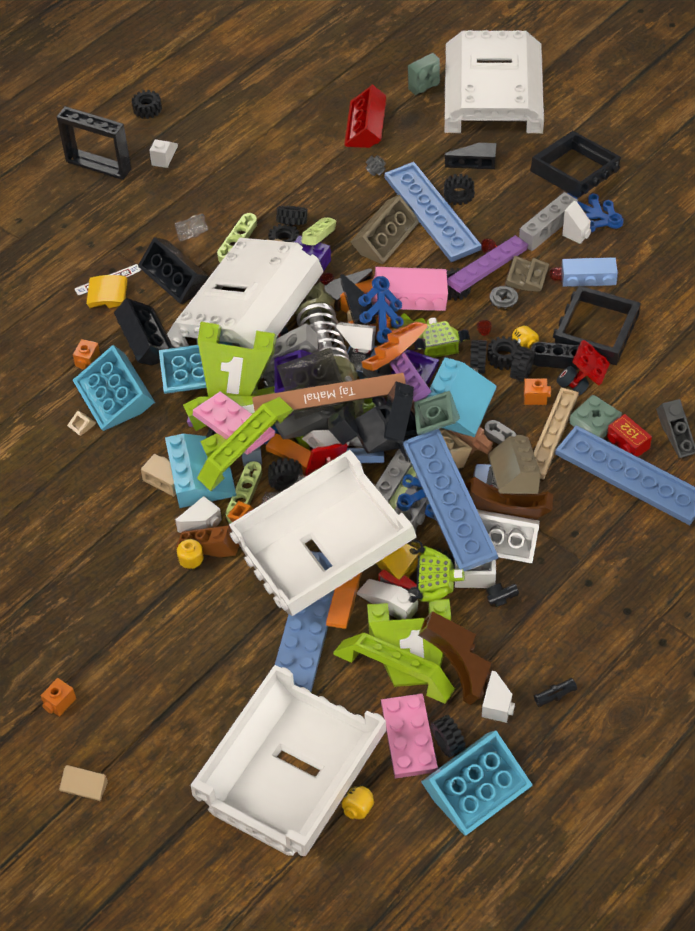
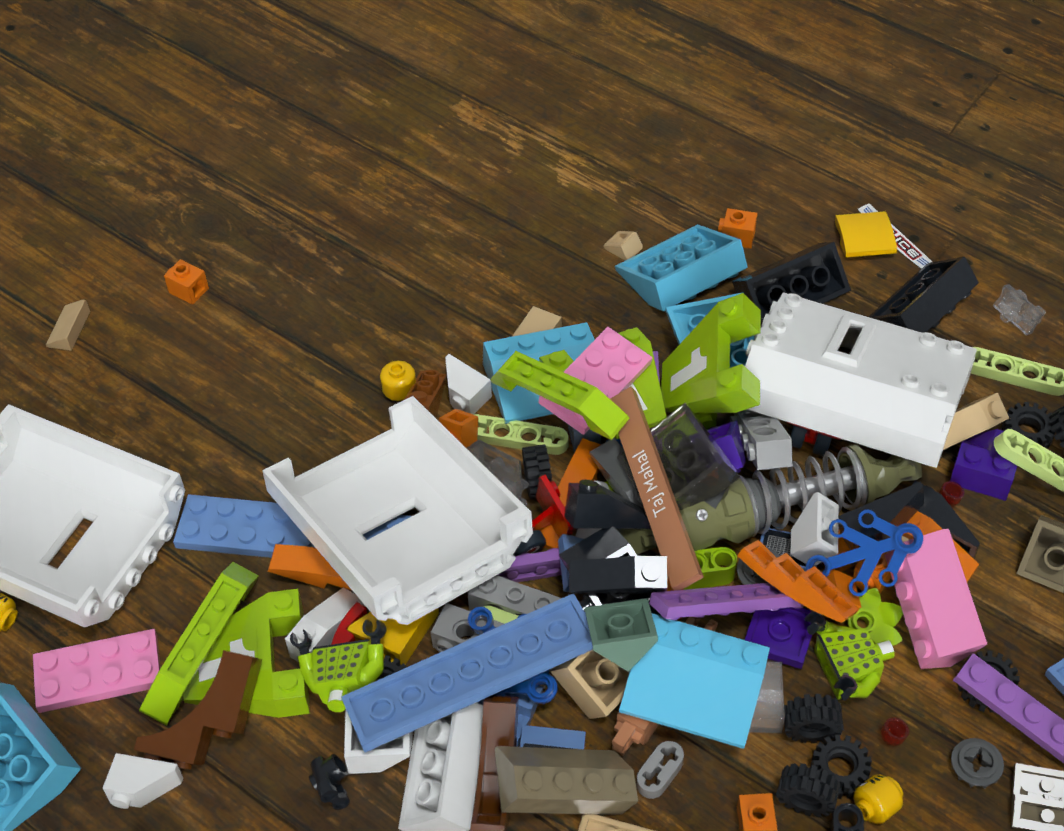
camera: 85 degrees right, 0 degrees up
(448, 736) = (73, 711): black tyre -> none

